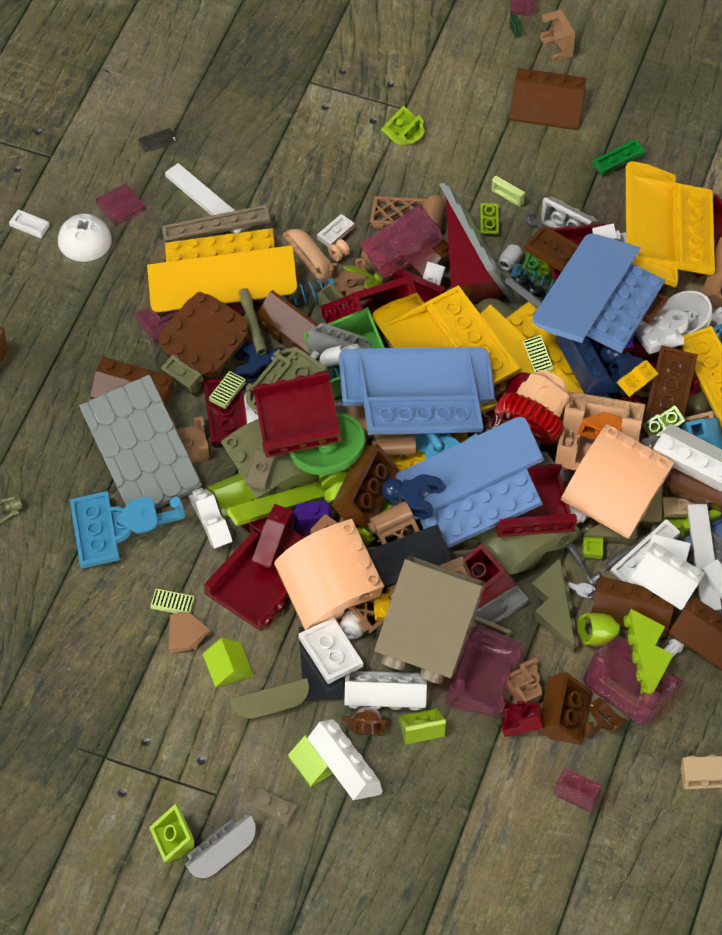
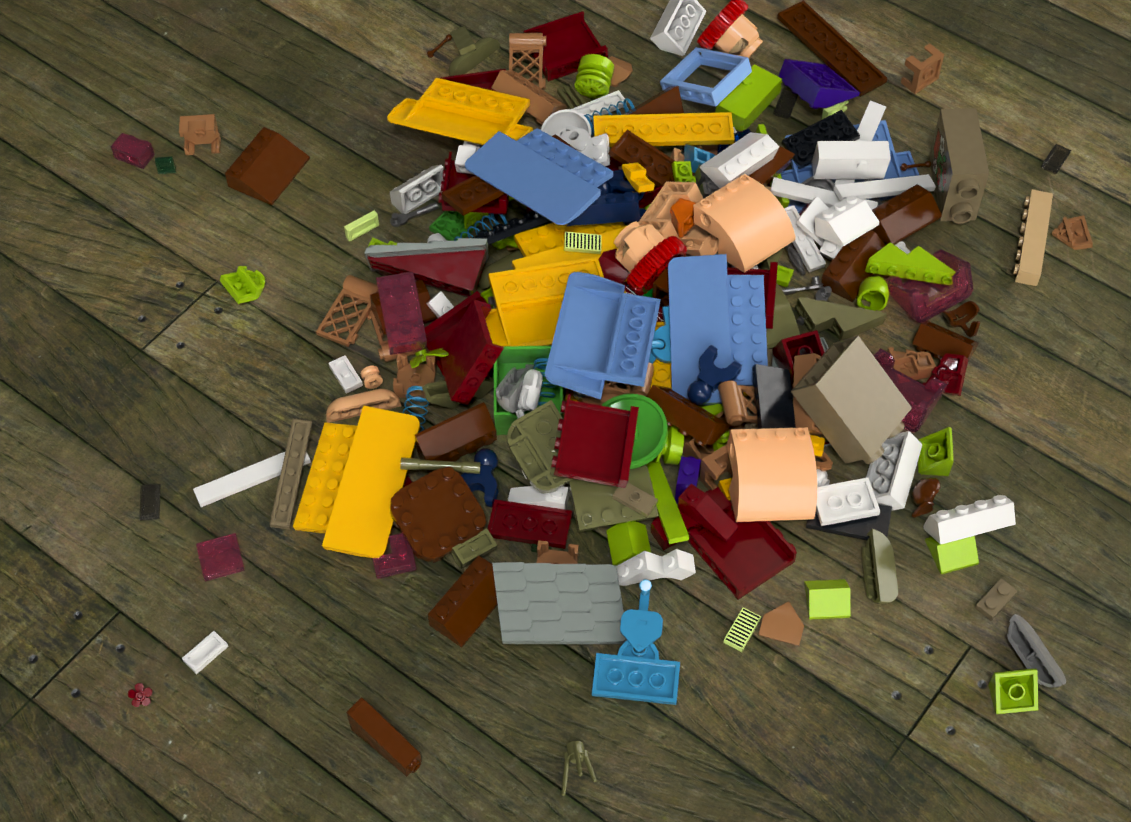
camera: 70 degrees left, 0 degrees up
(84, 237) = (249, 603): white piece -> none
(227, 390) = (509, 513): yellowish green tile -> none
(577, 790) = (1033, 354): clear pink brick -> none
(618, 157) = (359, 136): green plate -> none

